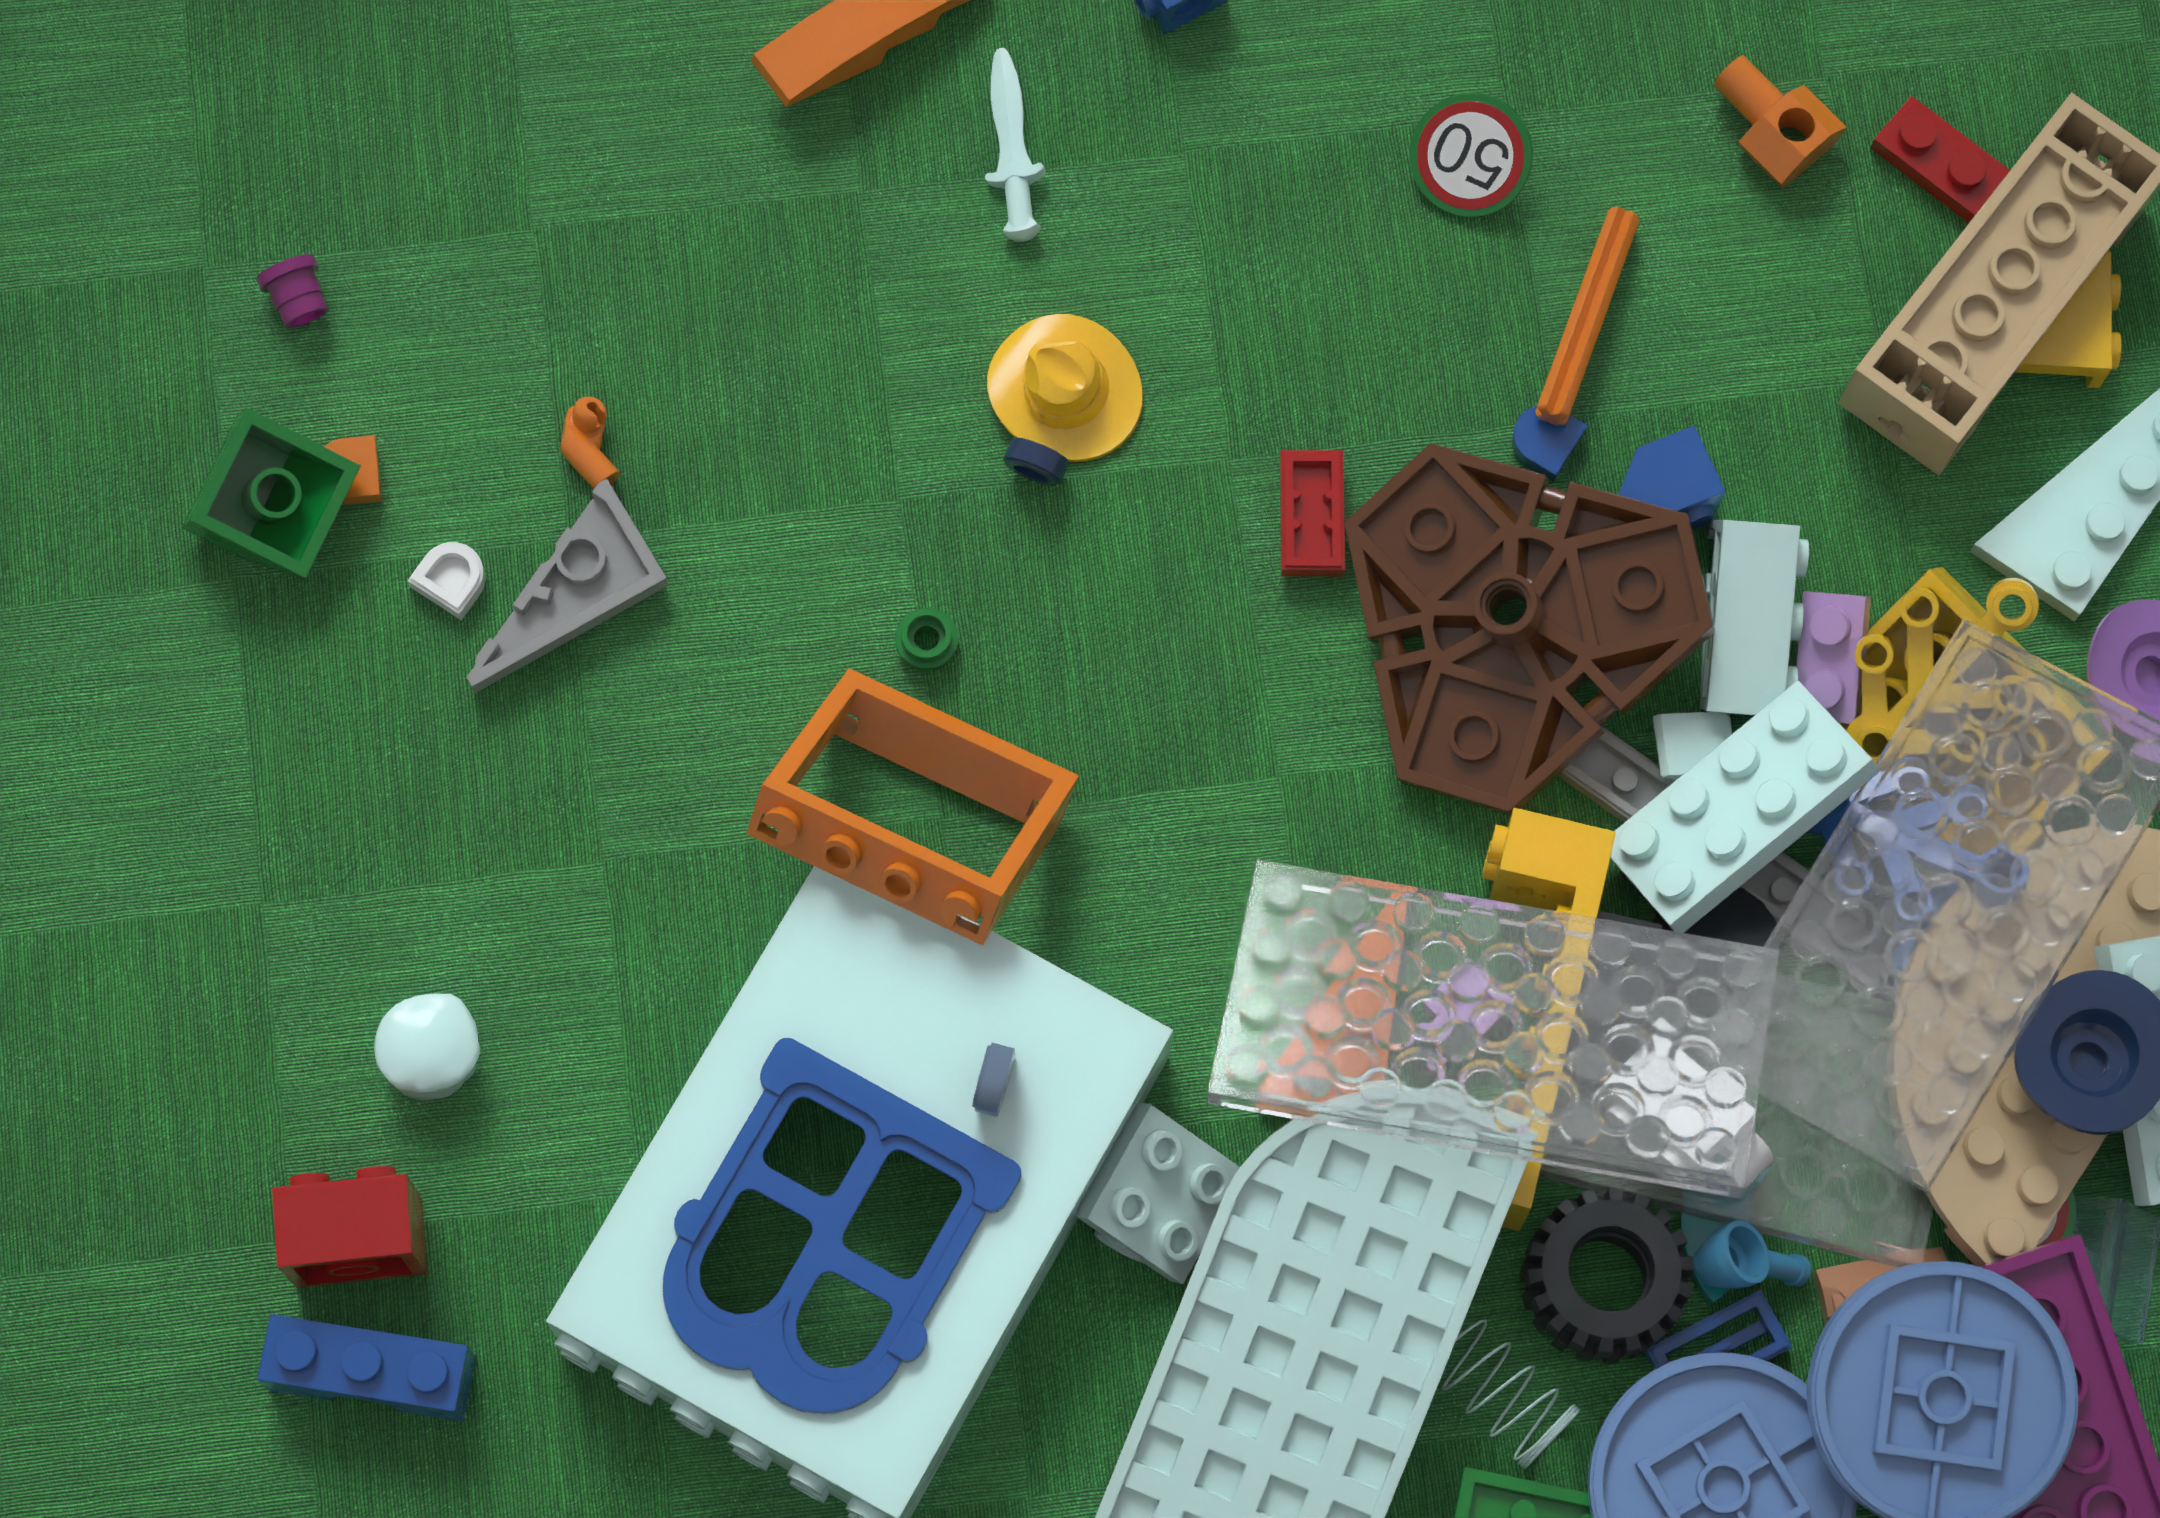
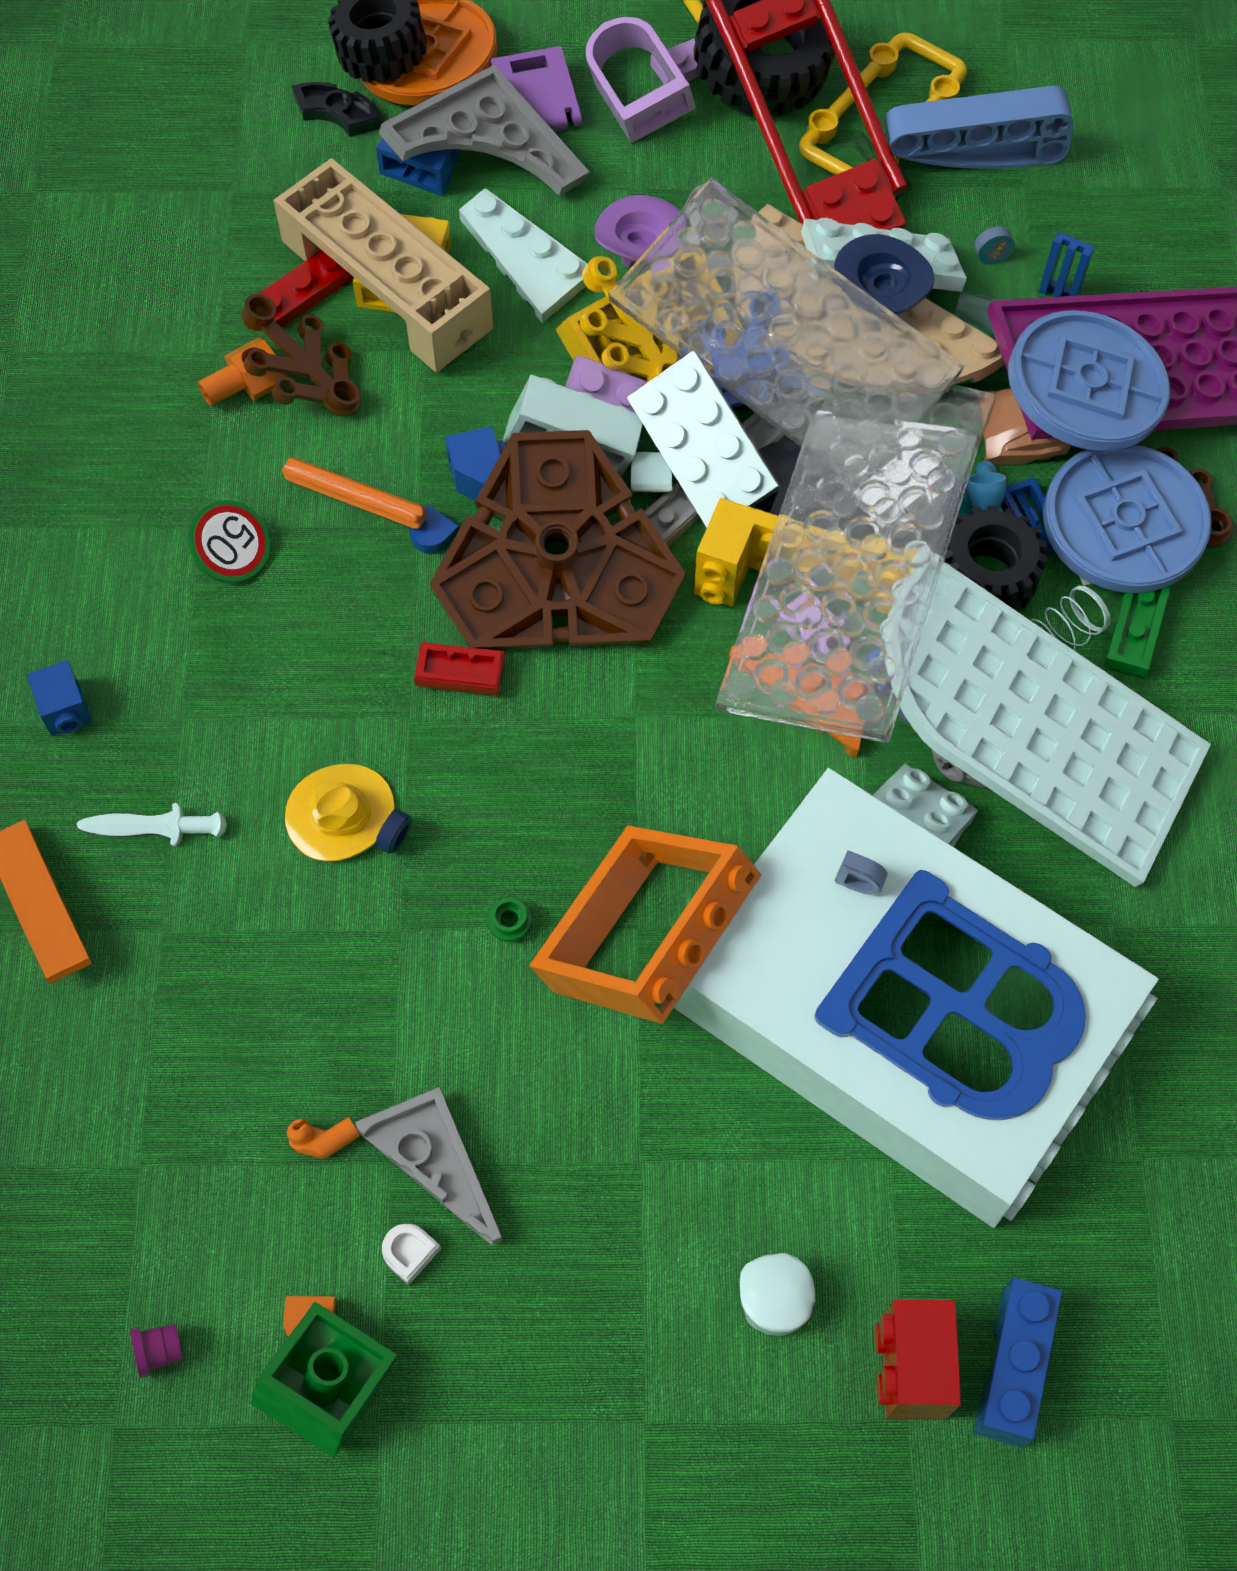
camera: 80 degrees left, 10 degrees down
(1803, 202) = (335, 392): none -> reddish brown plant

